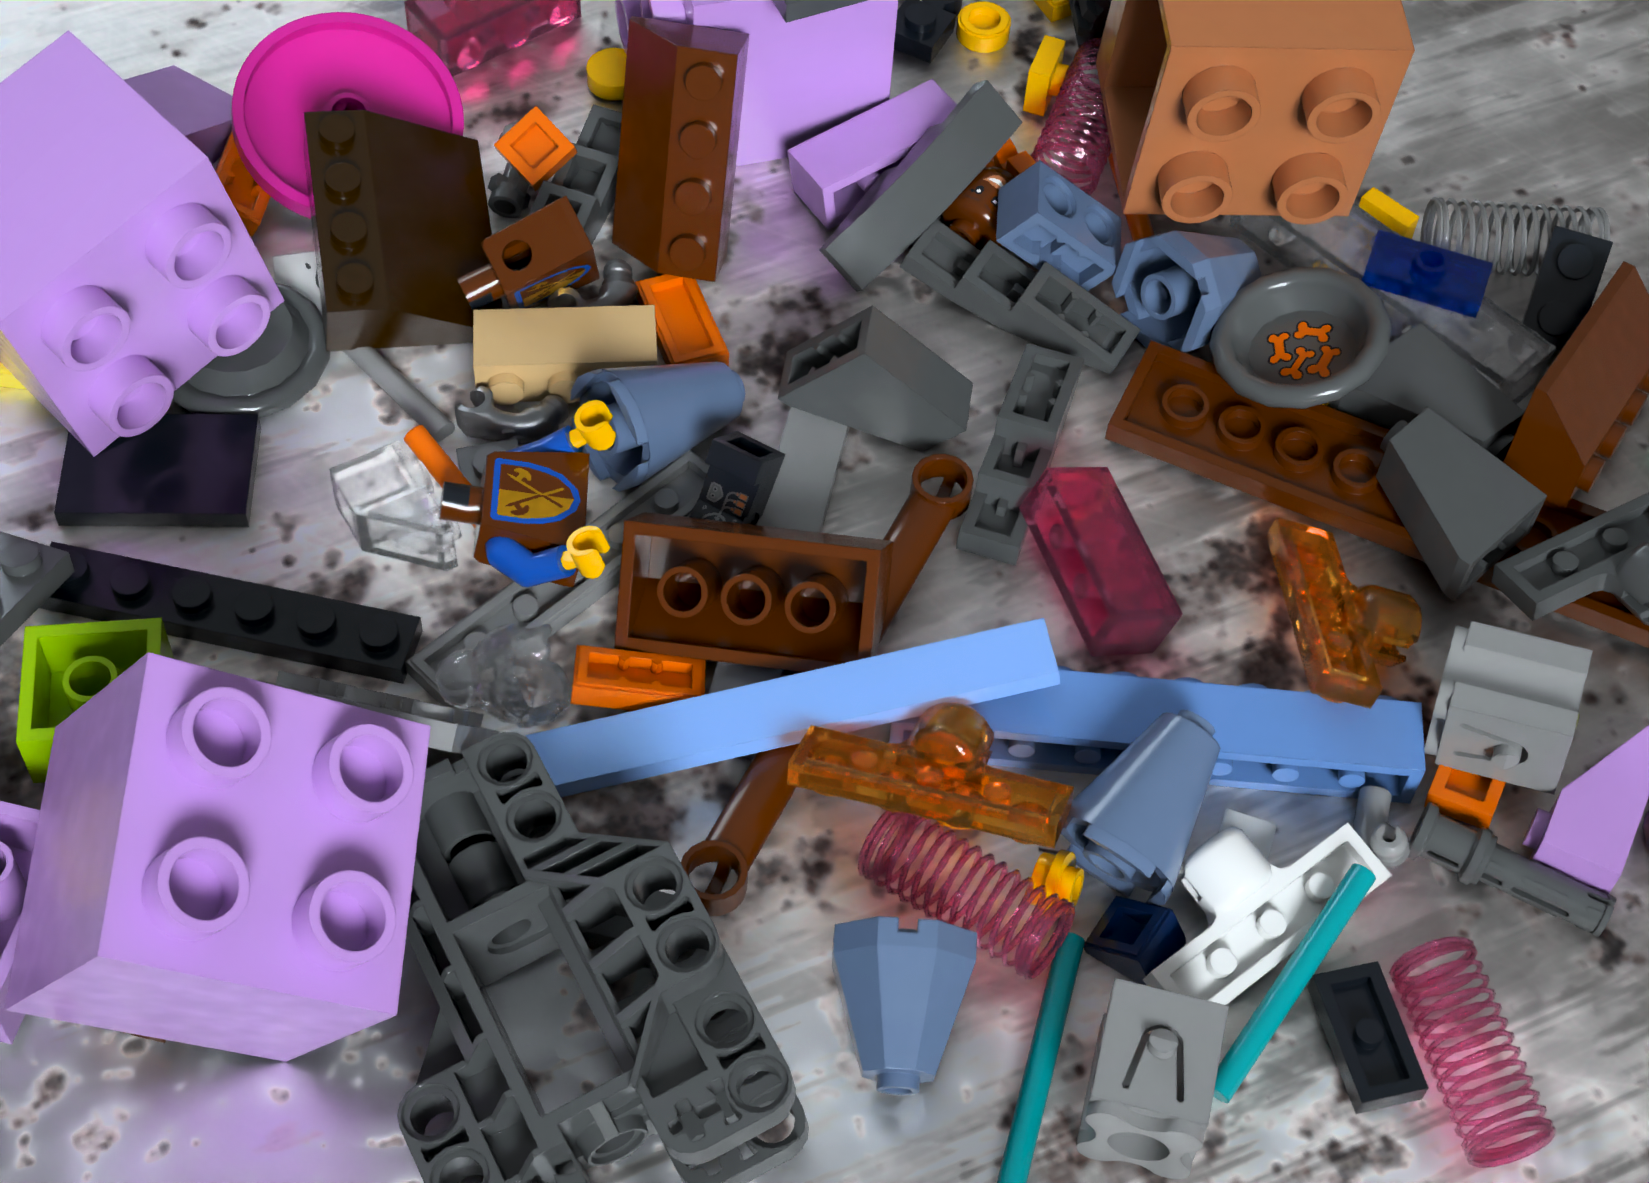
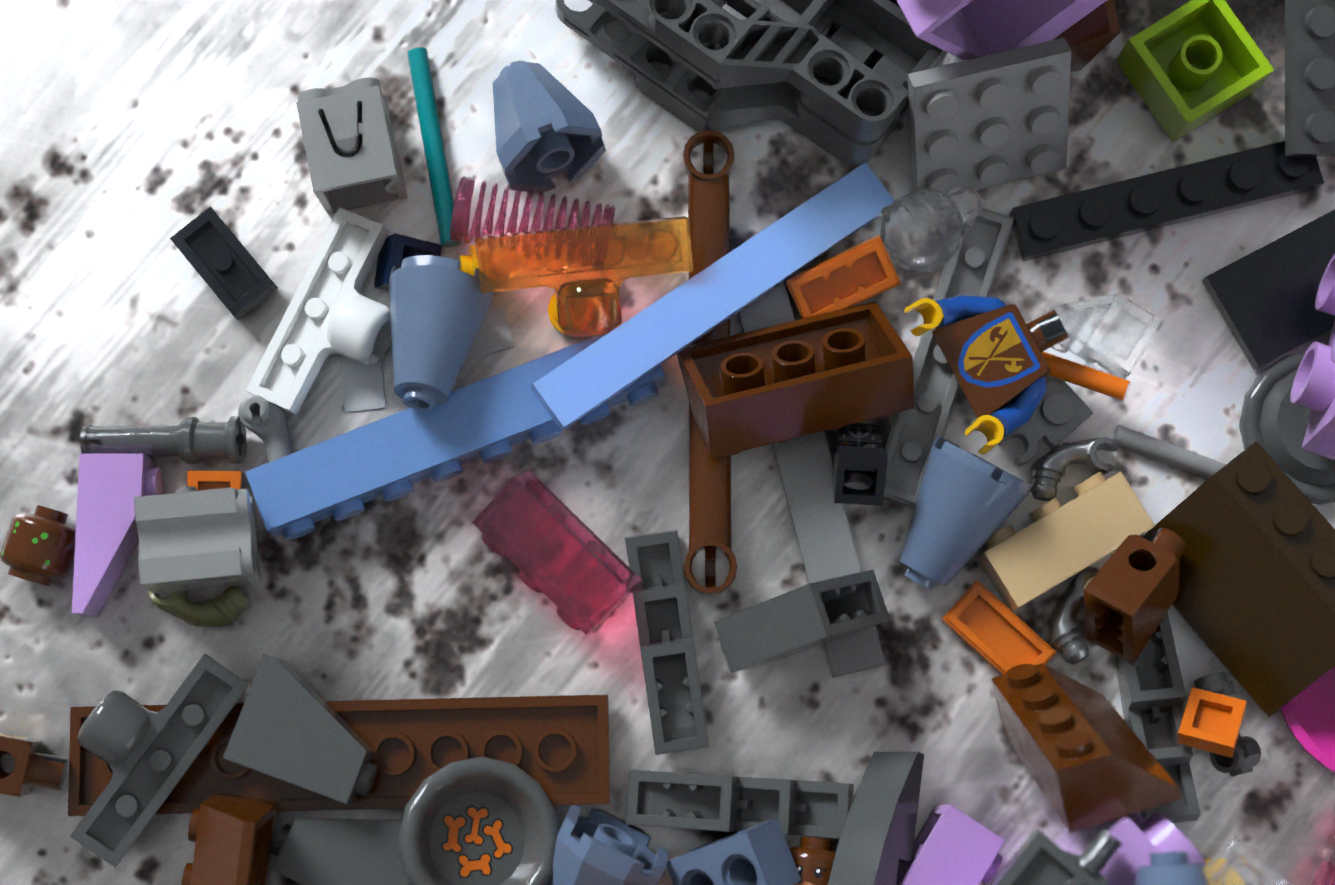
camera: 160 degrees right, 25 degrees up
(1291, 981) = (285, 277): teal bar -> none
(1336, 623) = (358, 584): clear orange plate -> none
(1444, 981) = (117, 231): clear pink piece -> none

